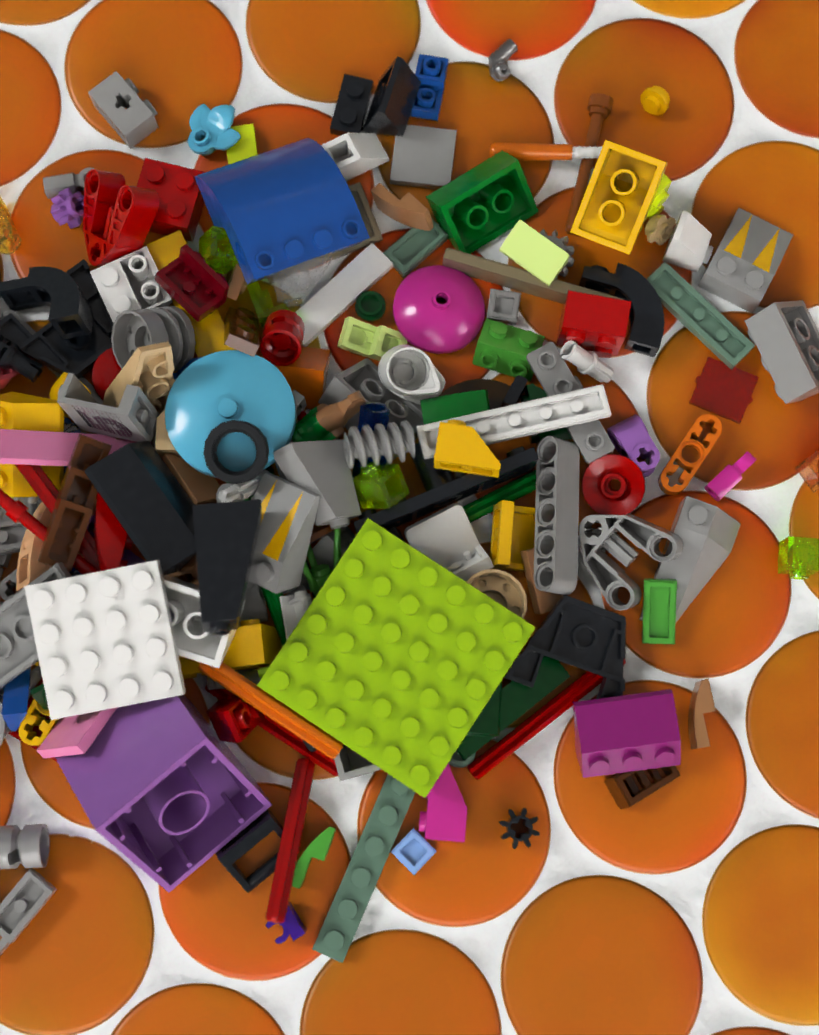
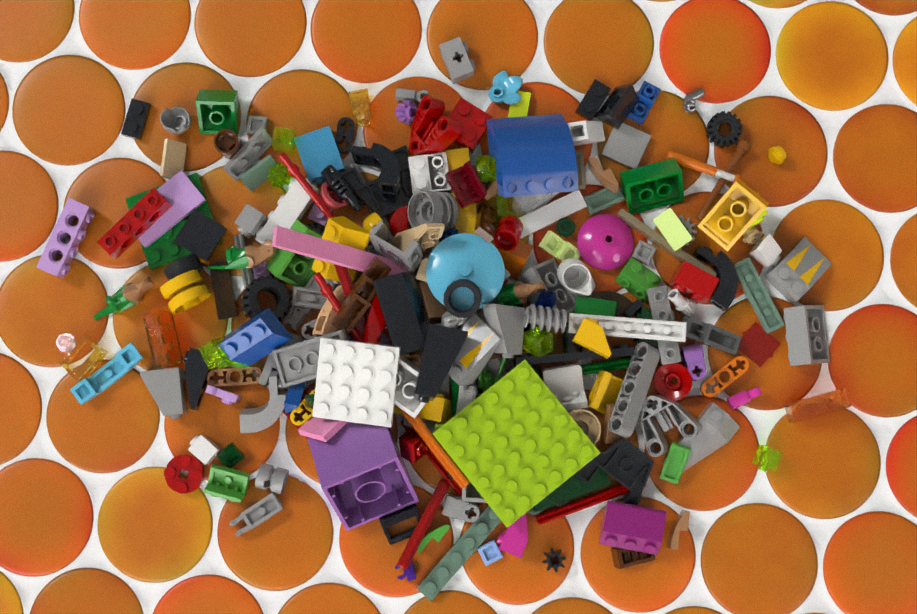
camera: 20 degrees right, 5 degrees up
(338, 796) = (456, 508): none -> light grey piece
(566, 72) = (734, 124): none -> black tyre
(649, 397) = (711, 335): none -> dark grey slope

